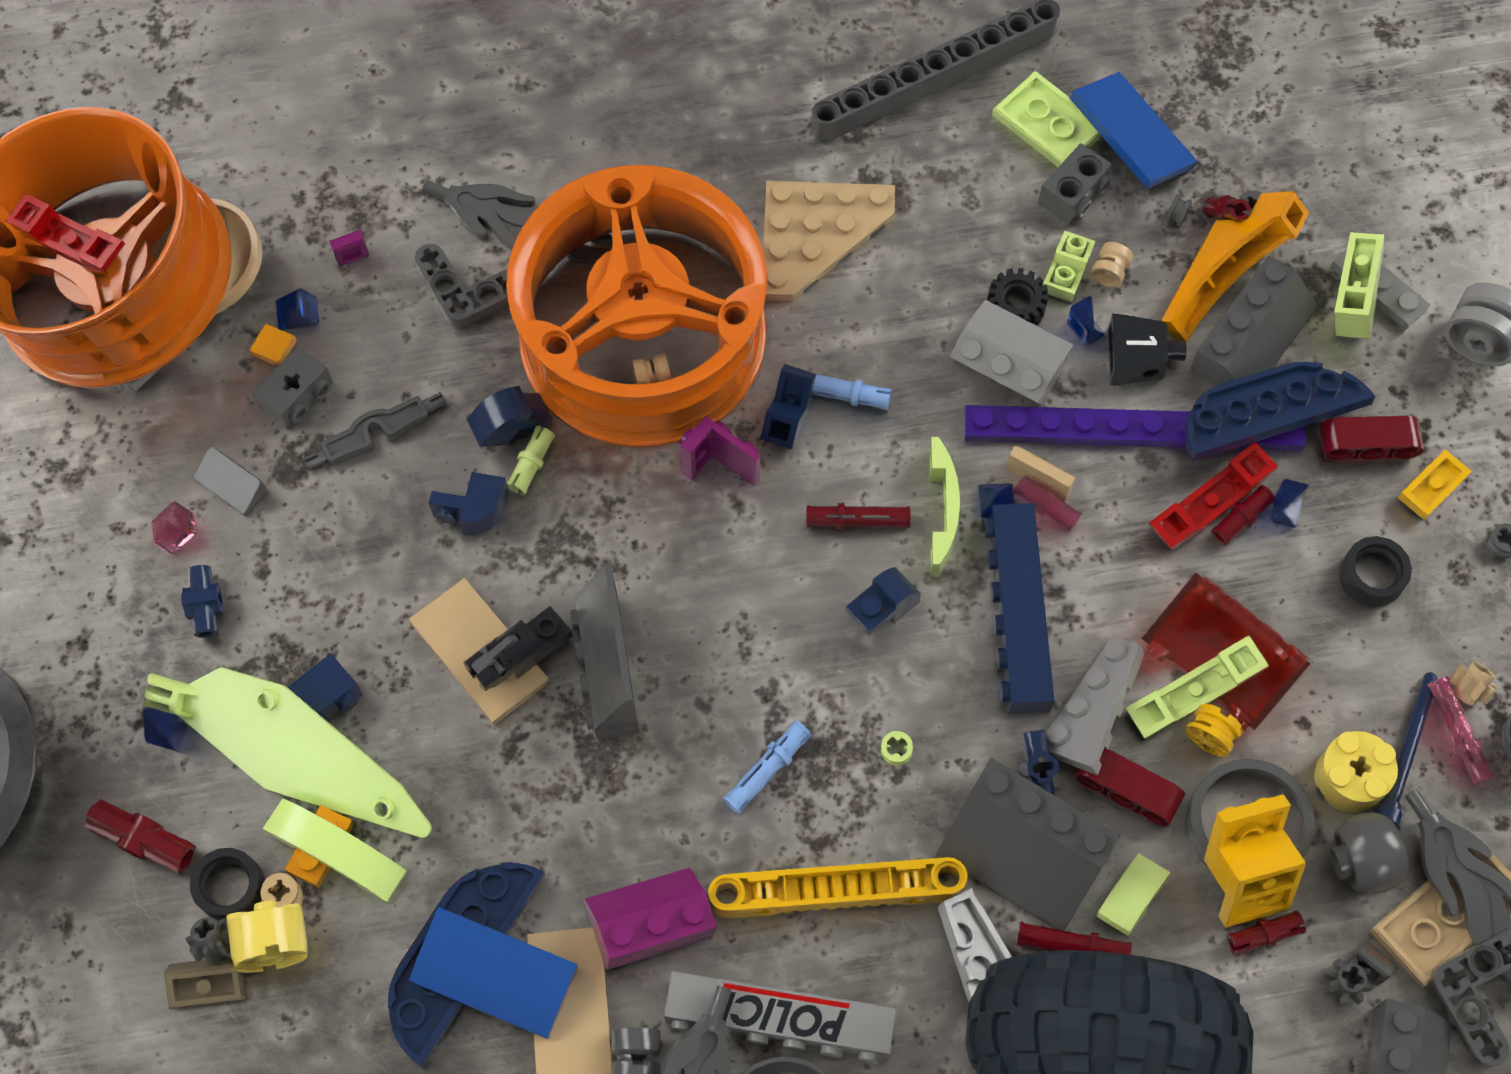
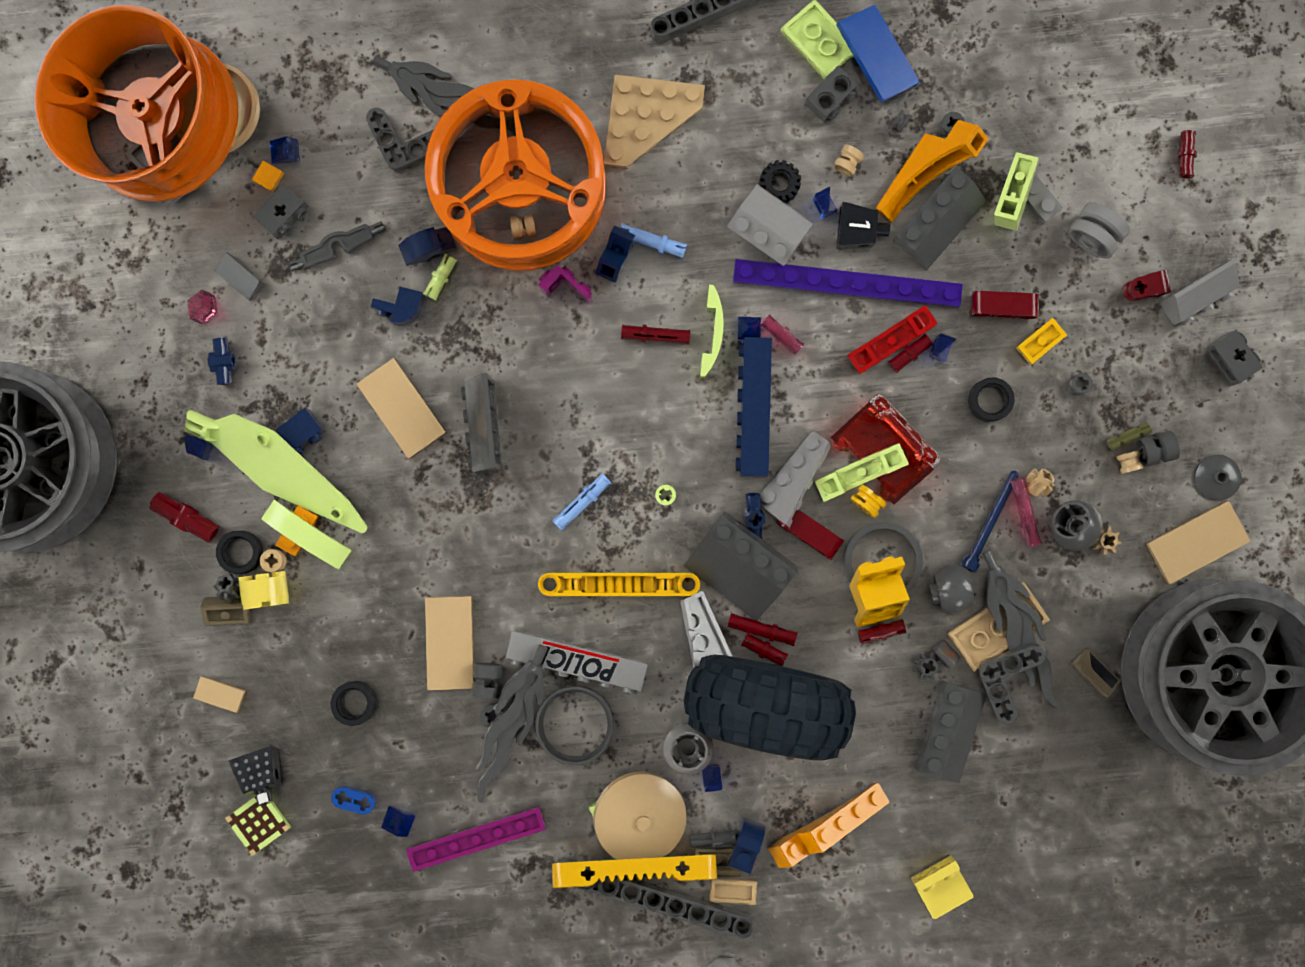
camera: 10 degrees right, 20 degrees up
(63, 235) = (120, 111): red slope -> none
(349, 248) = (320, 106): magenta tile -> none
(486, 896) = (380, 605): dark blue plate -> none
(493, 973) = (402, 622): blue slope -> none
(518, 649) = (426, 413): black plate -> none
(650, 918) = (501, 593): magenta slope -> none
(885, 600) = (665, 398): dark blue brick -> none
(1040, 471) = (779, 313): tan tile -> none
(1068, 266) = (818, 157): yellowish green slope -> none
(1133, 894) = (803, 602): yellowish green slope -> none
(1226, 208) = (933, 125): dark red pin -> none
(1269, 406) = (939, 279): dark blue plate -> none
(1371, 759) = (967, 532): light yellow brick -> none

